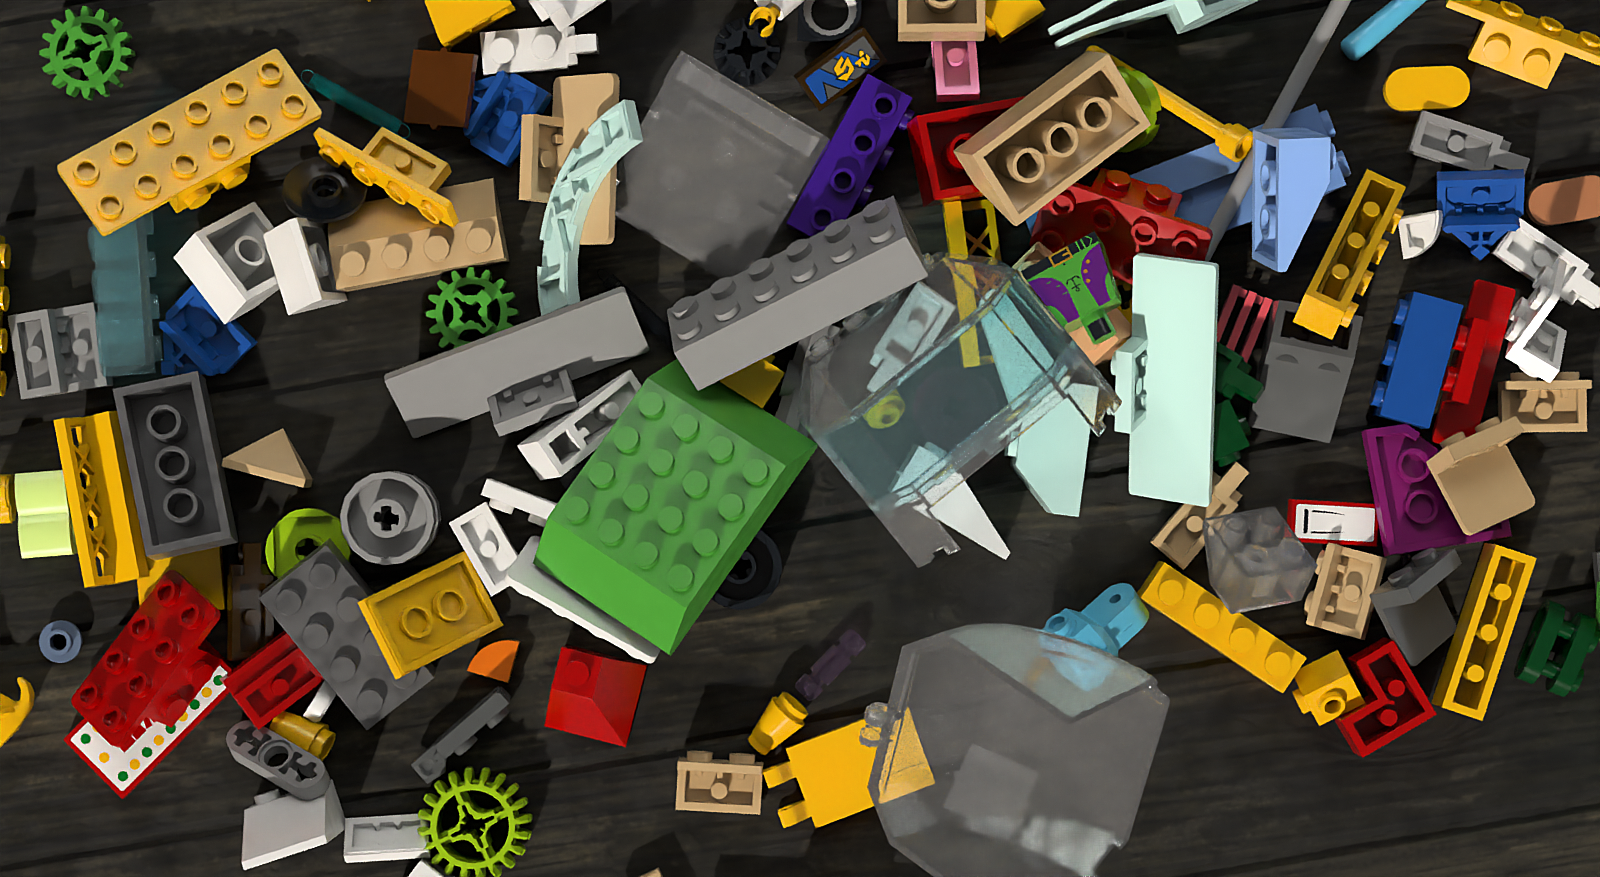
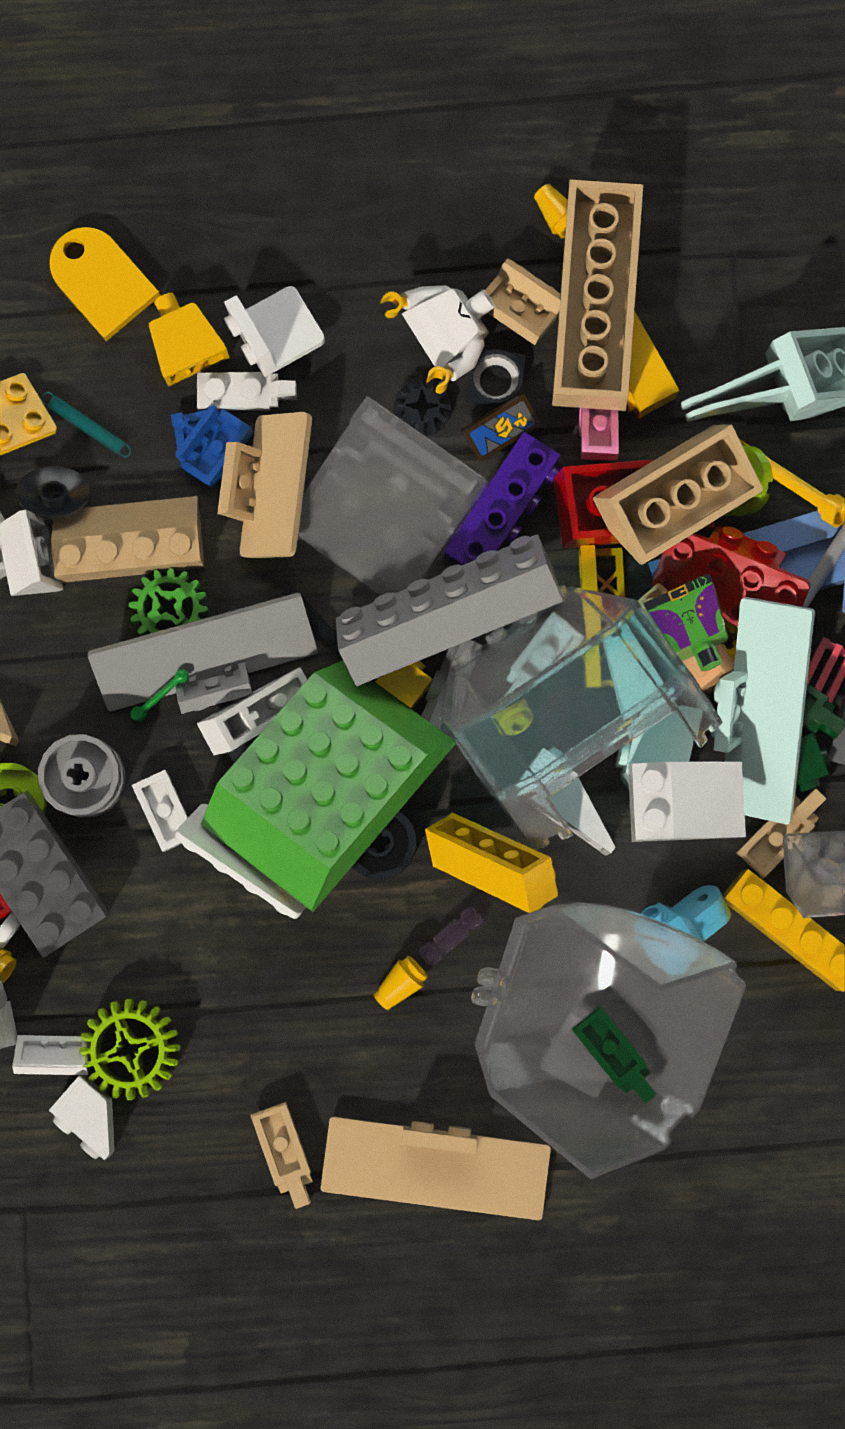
camera: 15 degrees right, 5 degrees down
(396, 166) = (115, 478): yellow bracket -> none
(430, 614) = (107, 861): yellow tile -> none
(440, 88) = (159, 417): reddish brown piece -> none
(450, 437) = (139, 713): none -> green hinge
(461, 734) = (124, 971): dark grey hinge -> none
(496, 660) = (161, 908): orange tile -> none
(507, 497) = (184, 768): white plate -> none
(571, 197) = (262, 515): light aqua tile -> none
(594, 695) = (243, 945): red slope -> none
(719, 784) = (345, 1032): tan bracket -> none
(831, 775) = (443, 1033): yellow tile -> none
(870, 581) = (492, 862): none -> yellow brick
(1027, 784) = (614, 1053): none -> dark green hinge
(1088, 494) = (686, 800): none -> white slope

